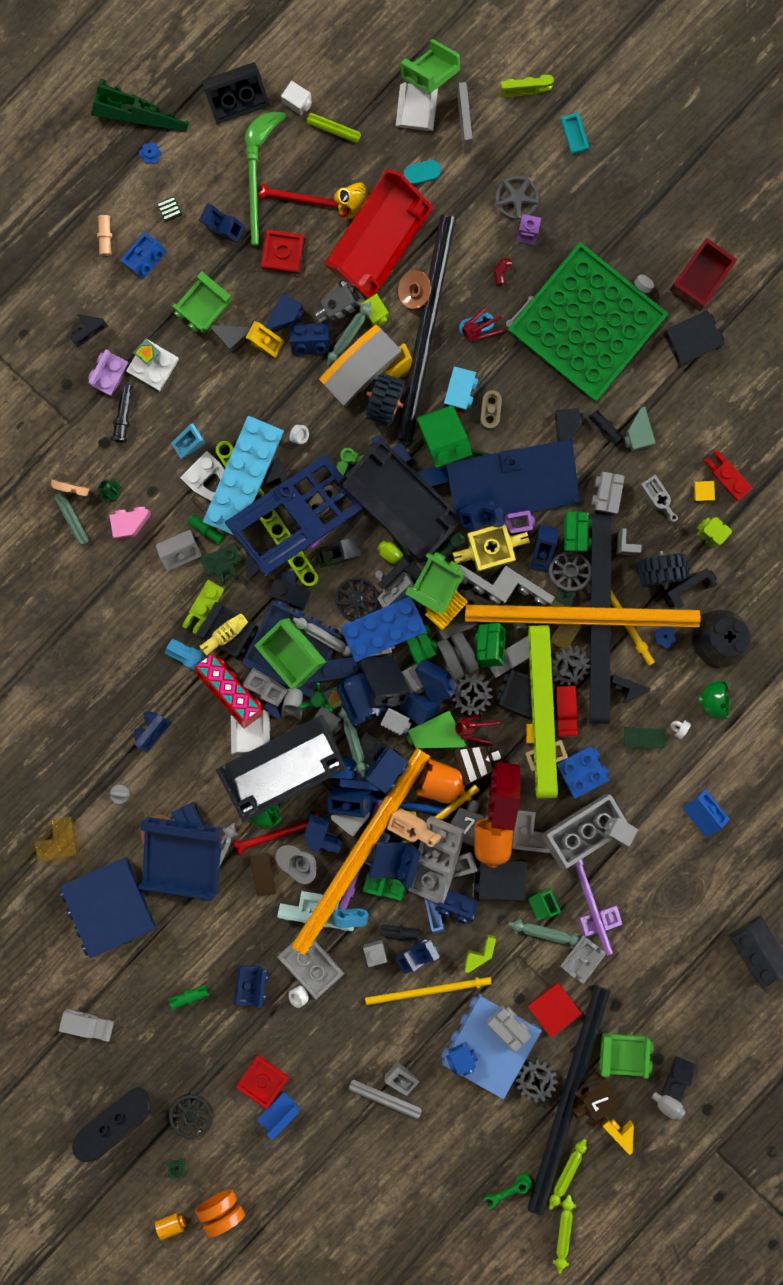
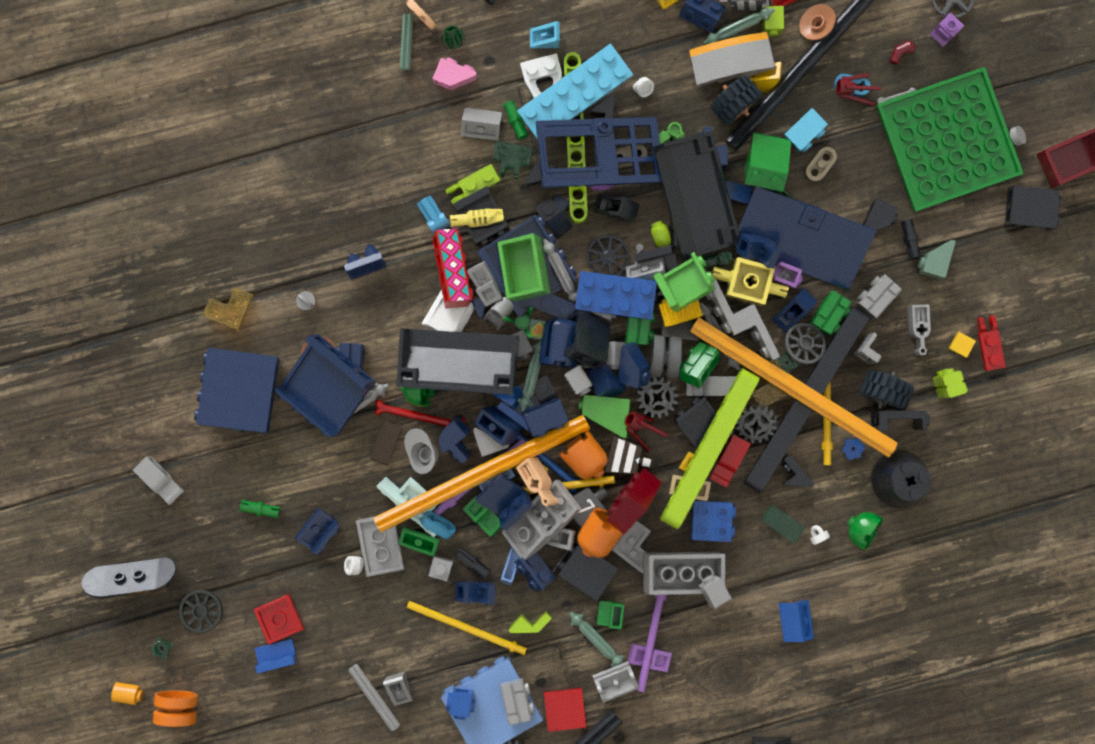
camera: 30 degrees right, 0 degrees up
(342, 942) = (418, 541): none -> green slope

